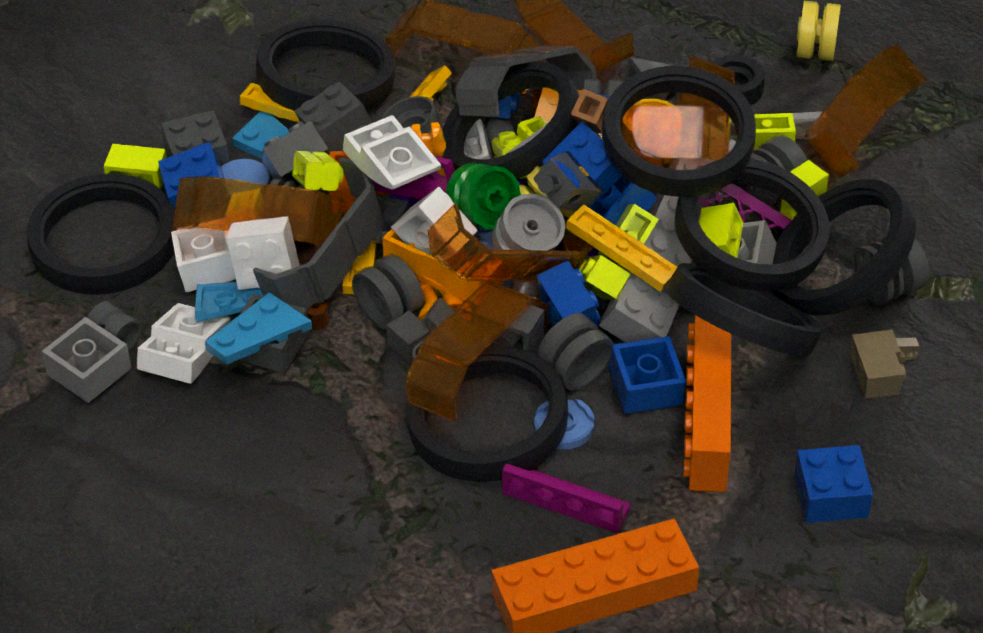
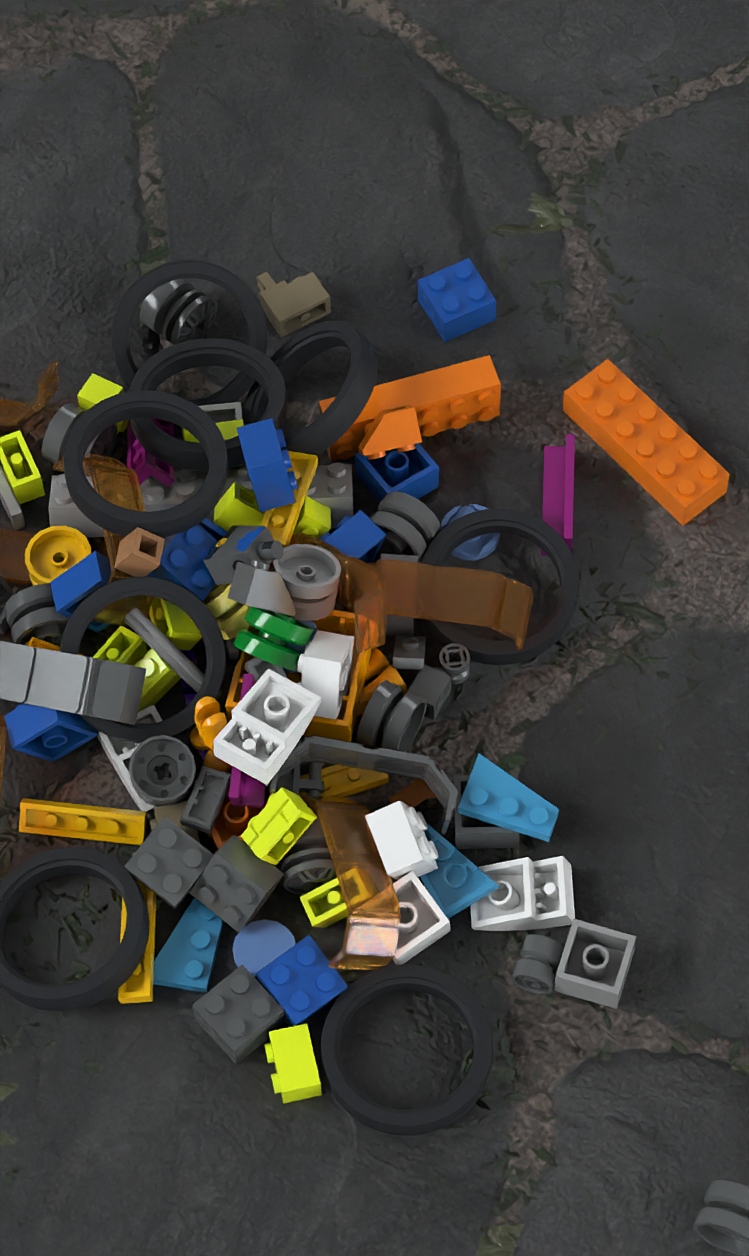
camera: 110 degrees left, 15 degrees up
(514, 173) = (260, 588): none -> dark grey slope
(650, 218) = (268, 464): none -> blue brick
(671, 354) = (391, 430): none -> orange slope

